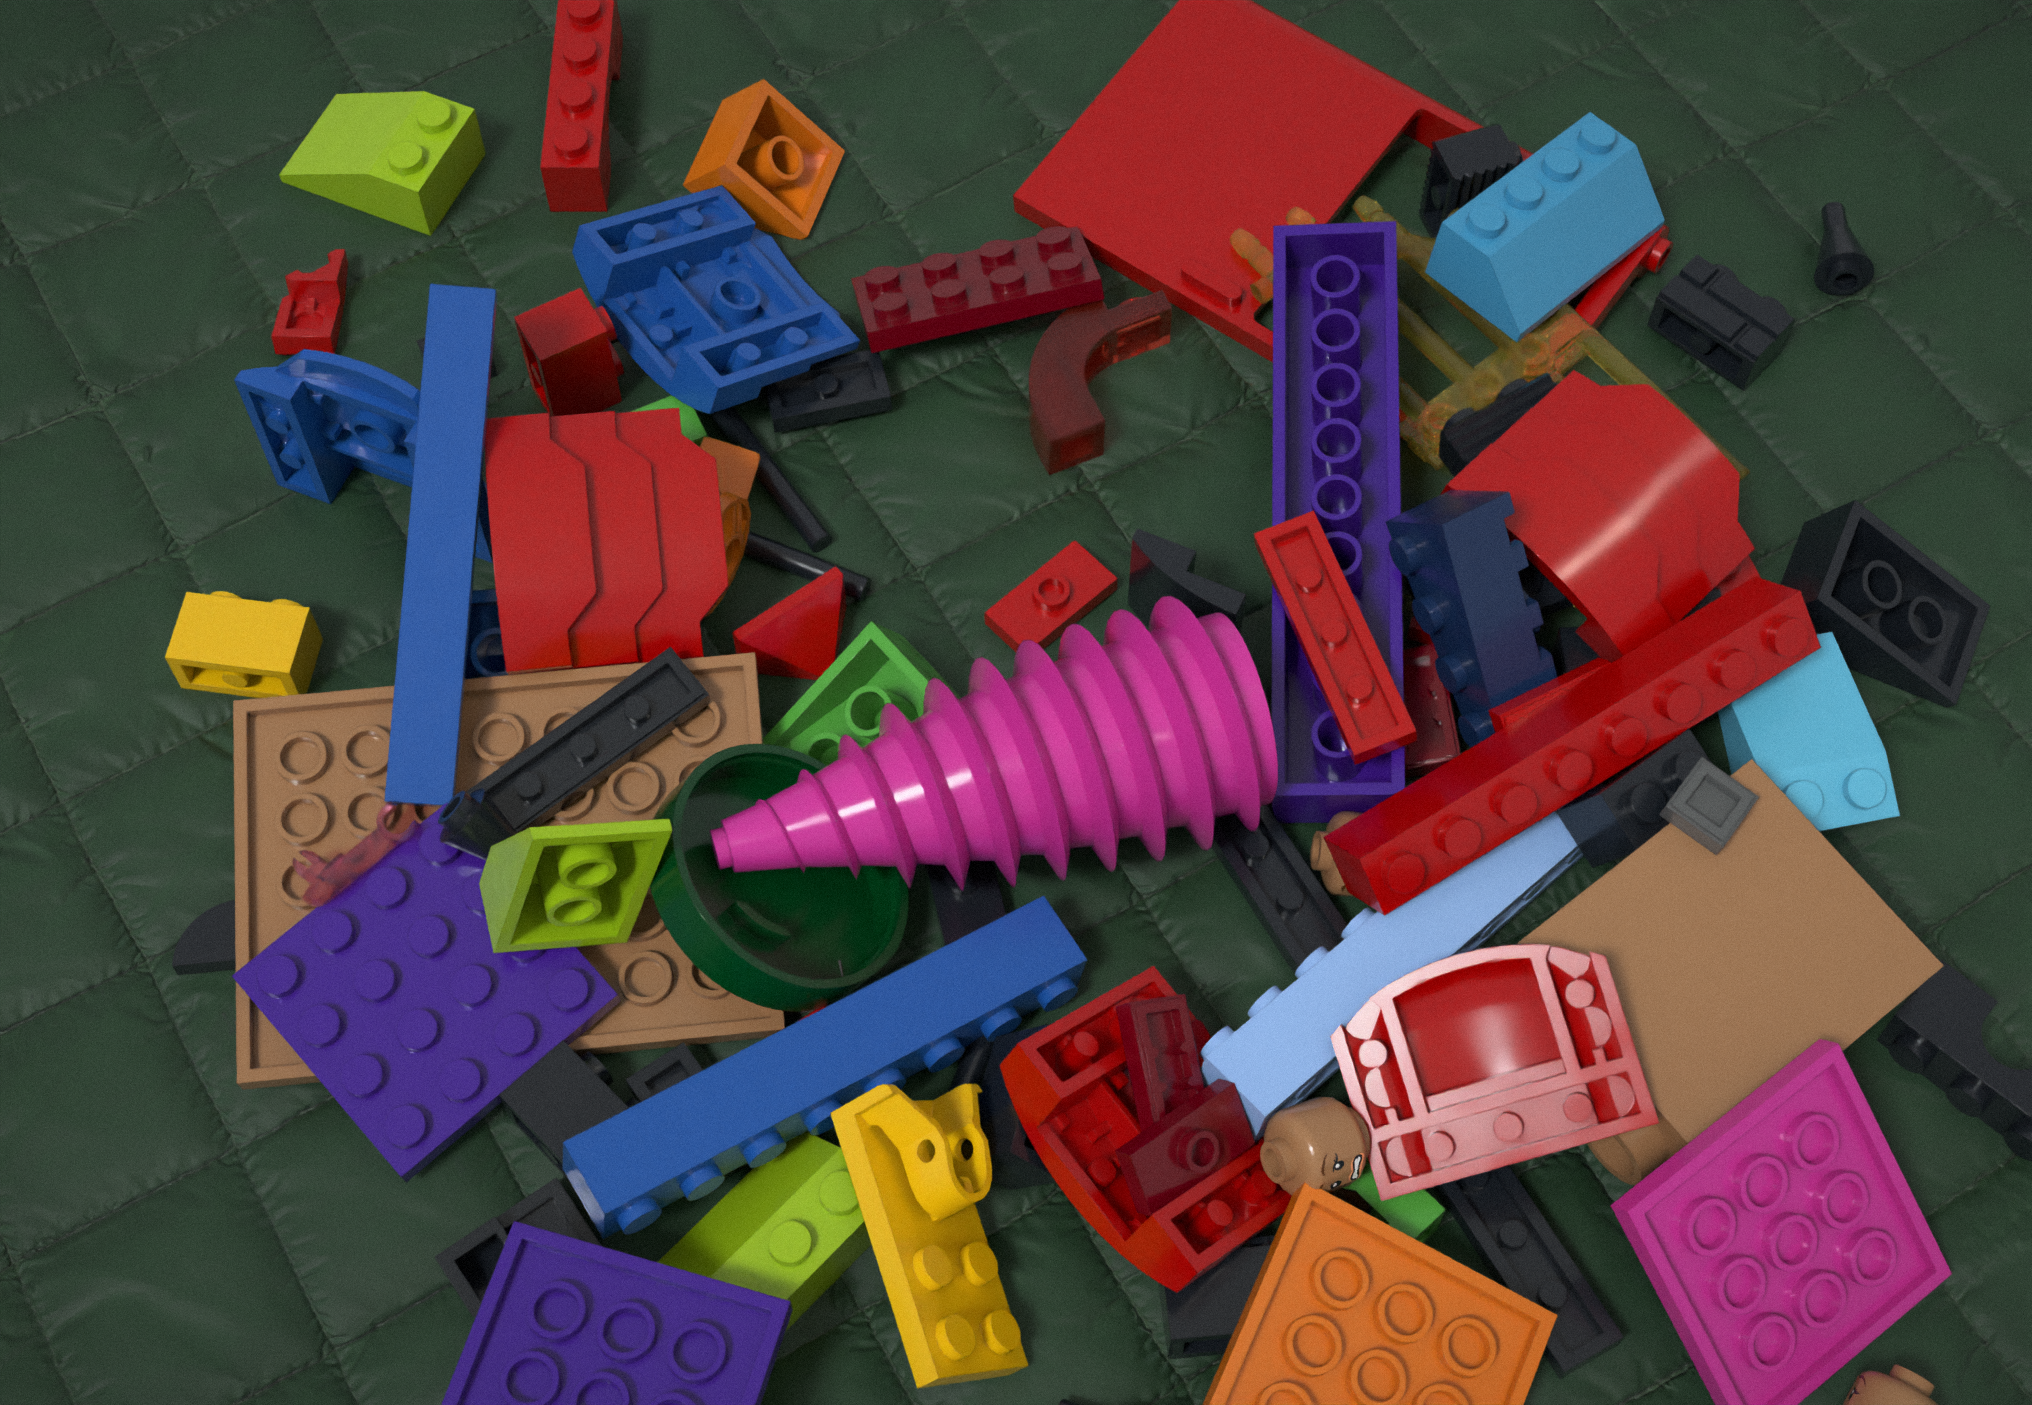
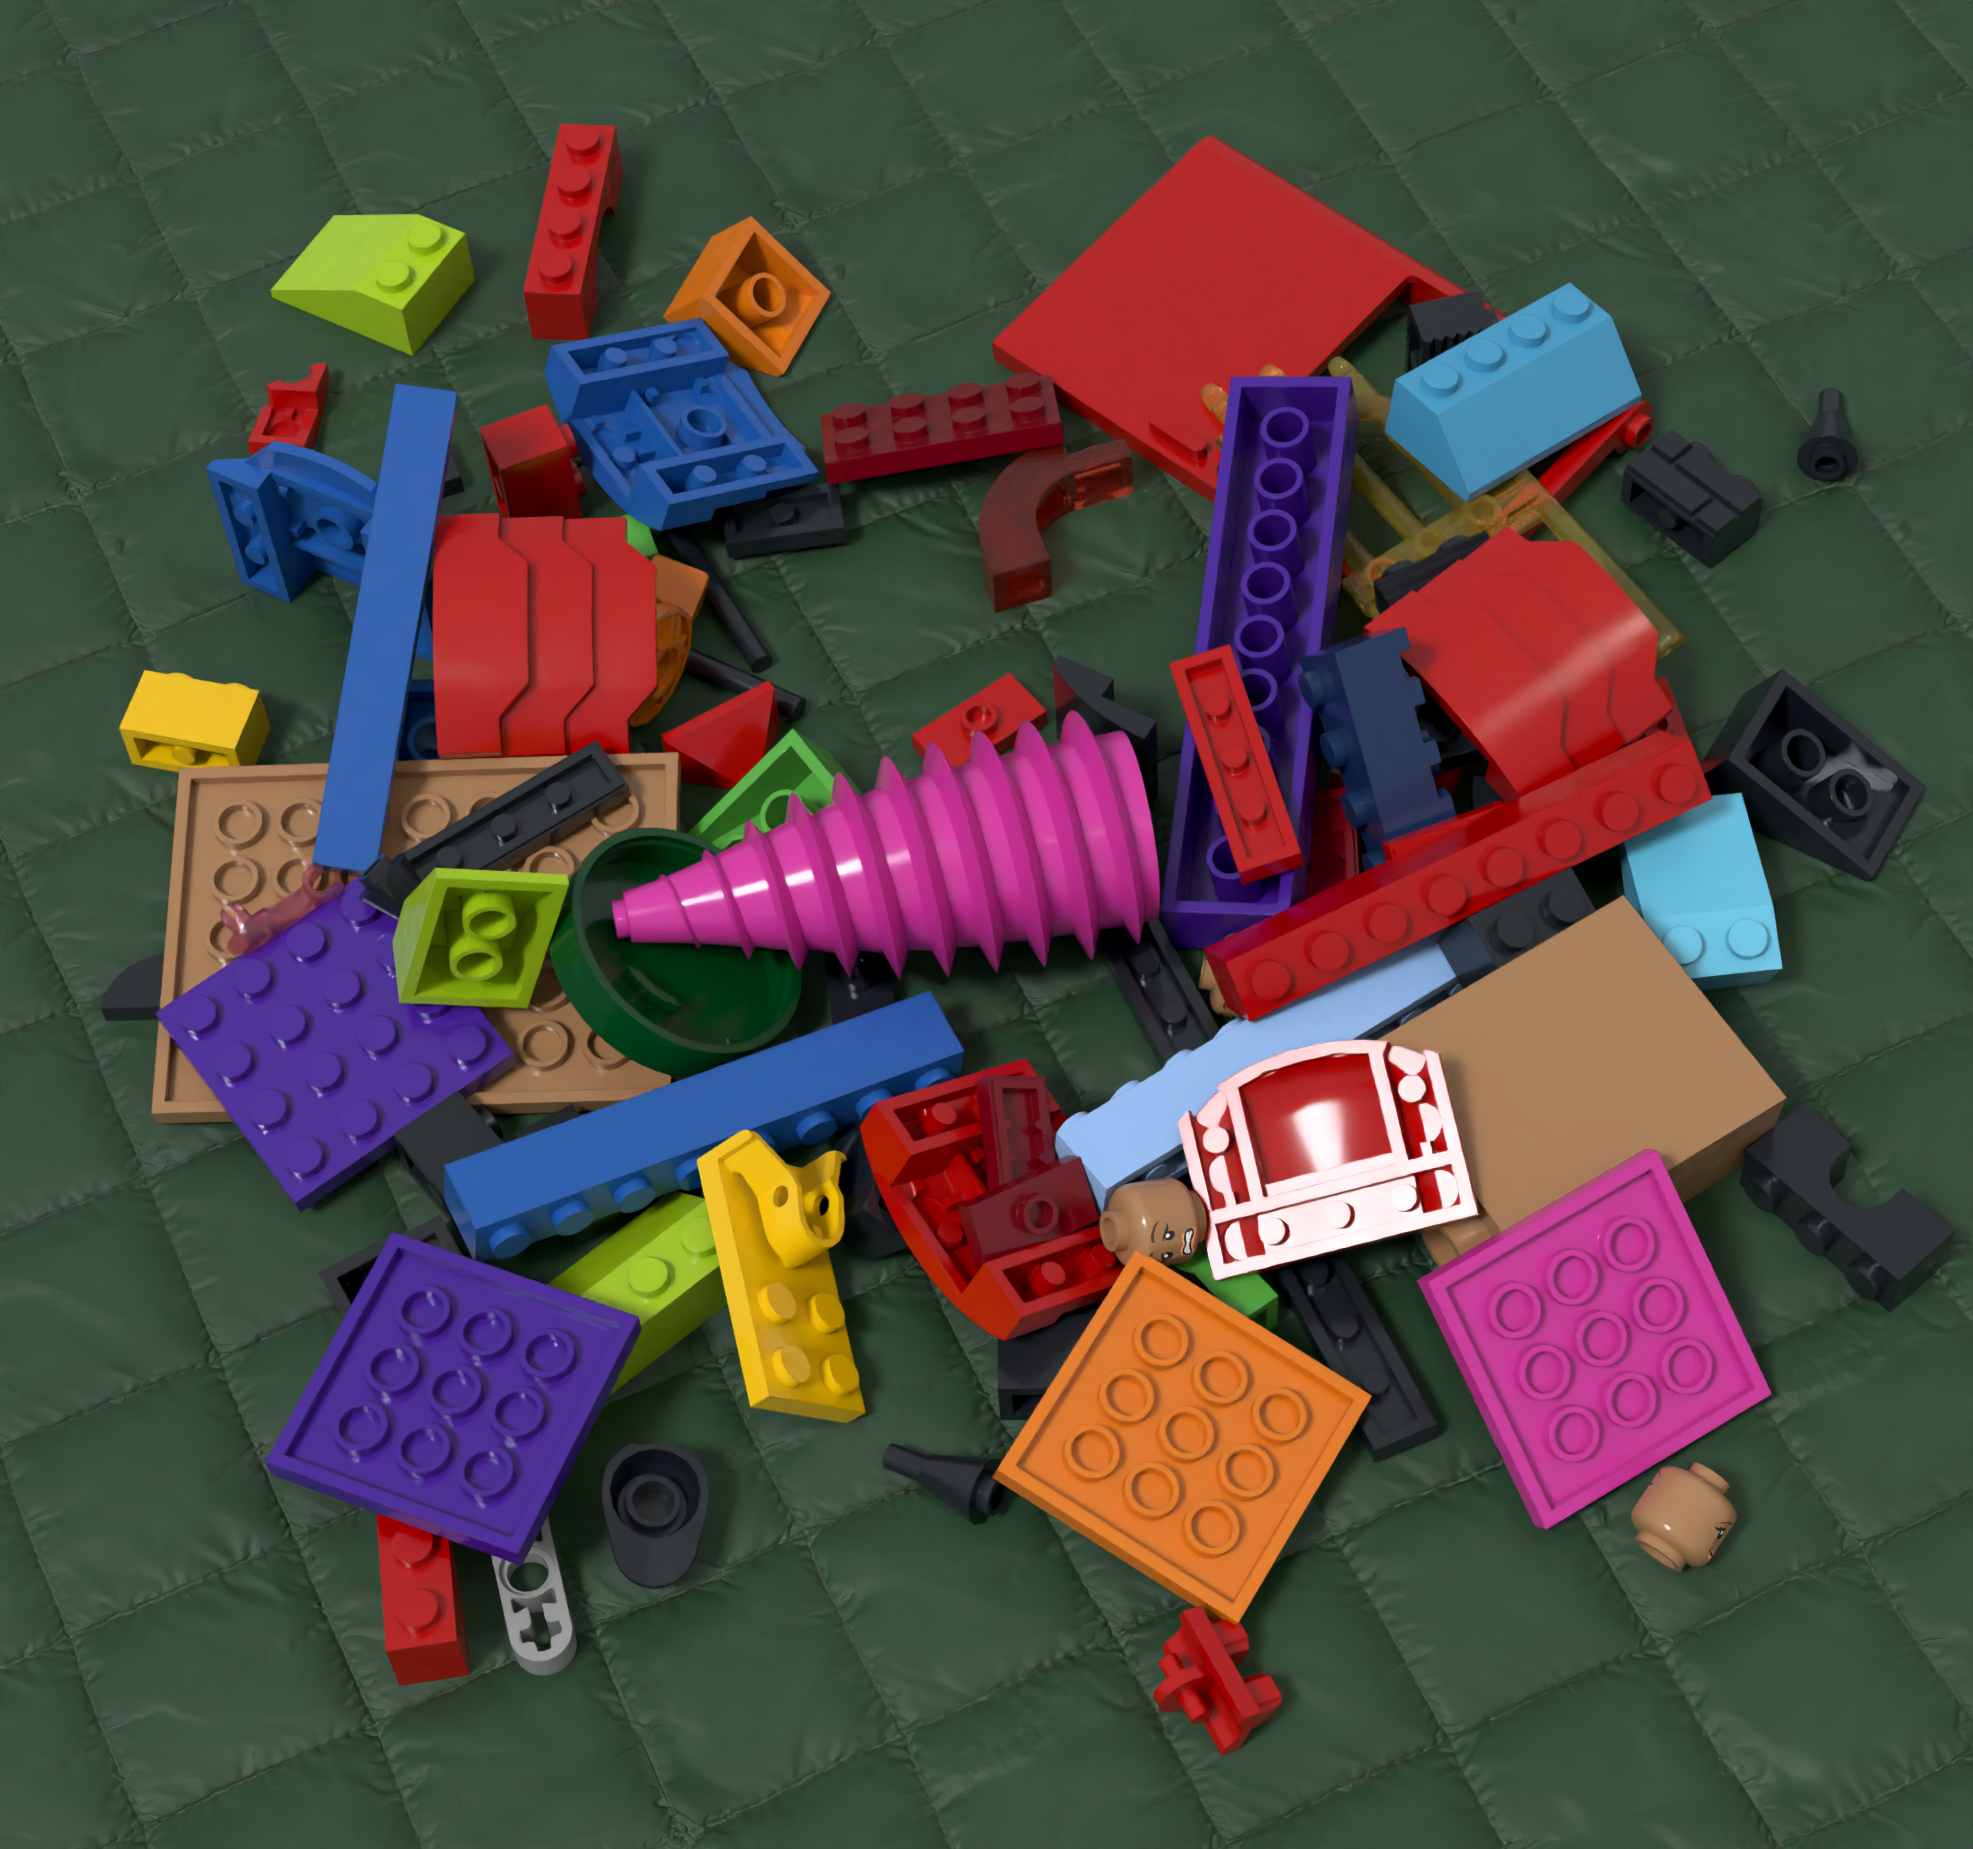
camera: 10 degrees right, 5 degrees down
(1709, 806) = (1571, 933): dark grey tile -> none

